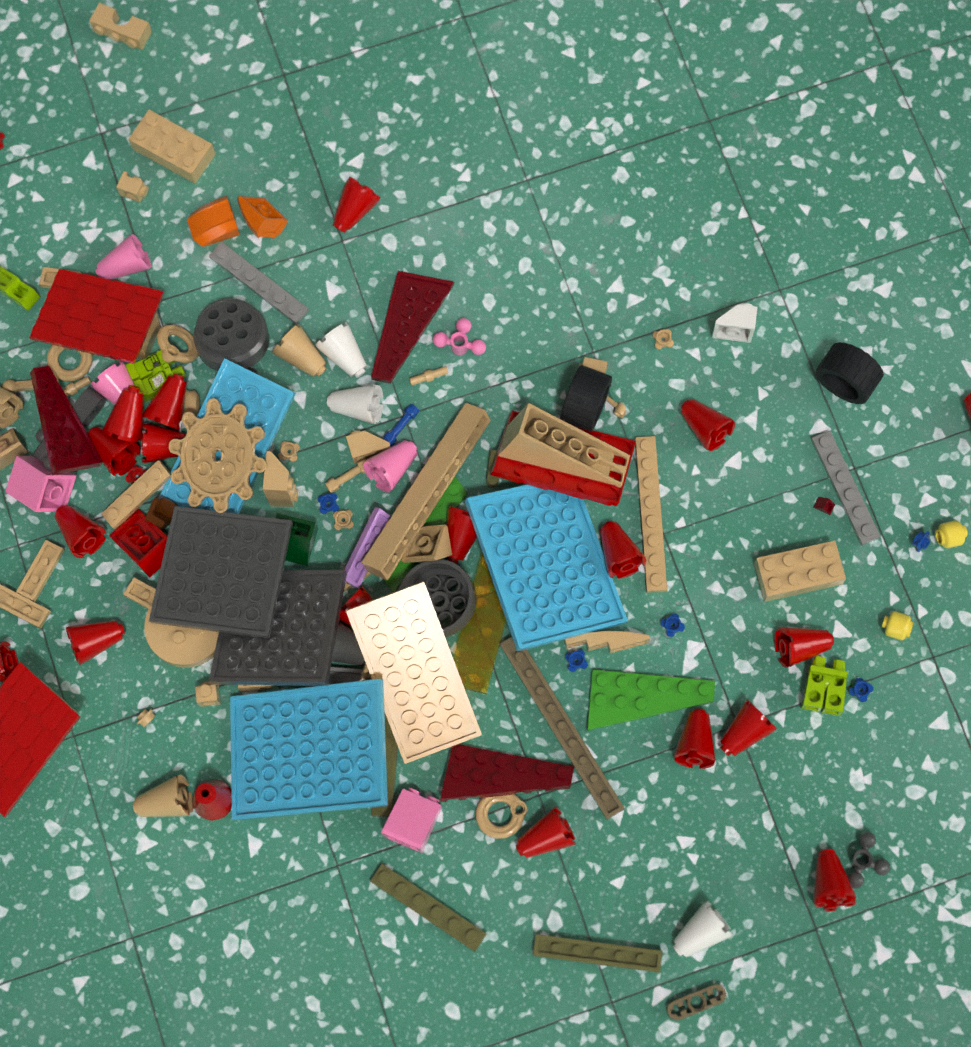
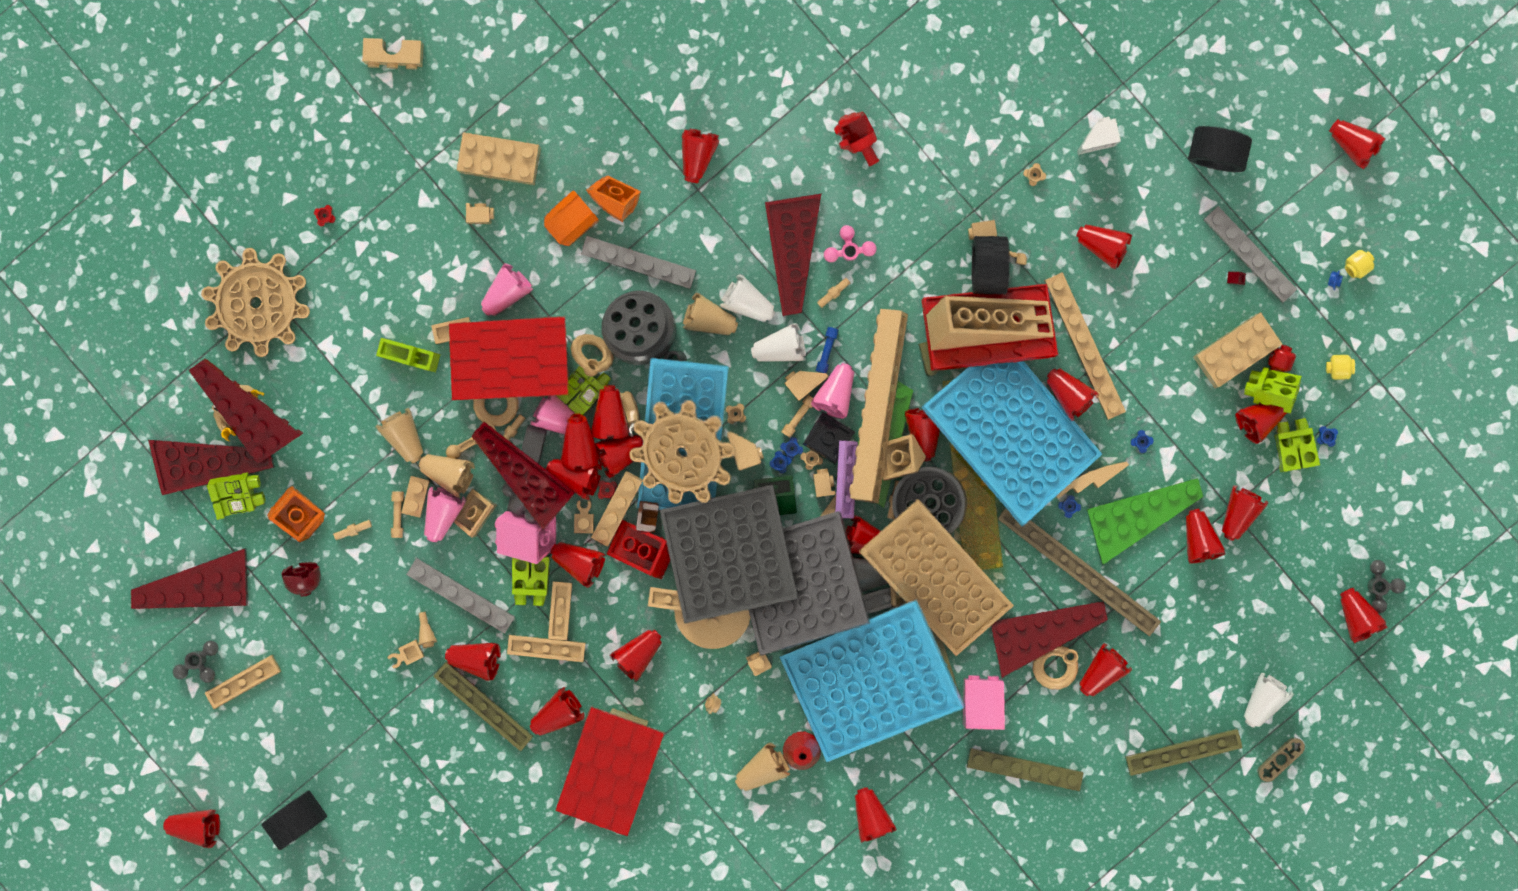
camera: 25 degrees left, 15 degrees up
(25, 529) = (530, 584): none -> lime hips
(102, 497) = (584, 521): none -> tan plate
(252, 893) = (871, 816): none -> red cone
(306, 511) = (774, 463): none -> blue plate
(343, 546) = (823, 483): none -> tan brick
(362, 502) = (825, 437): none -> black tile
(508, 242) = (857, 135): none -> red piece
(823, 618) = (1273, 388): none -> lime hips
(841, 596) = (1282, 359): none -> red head

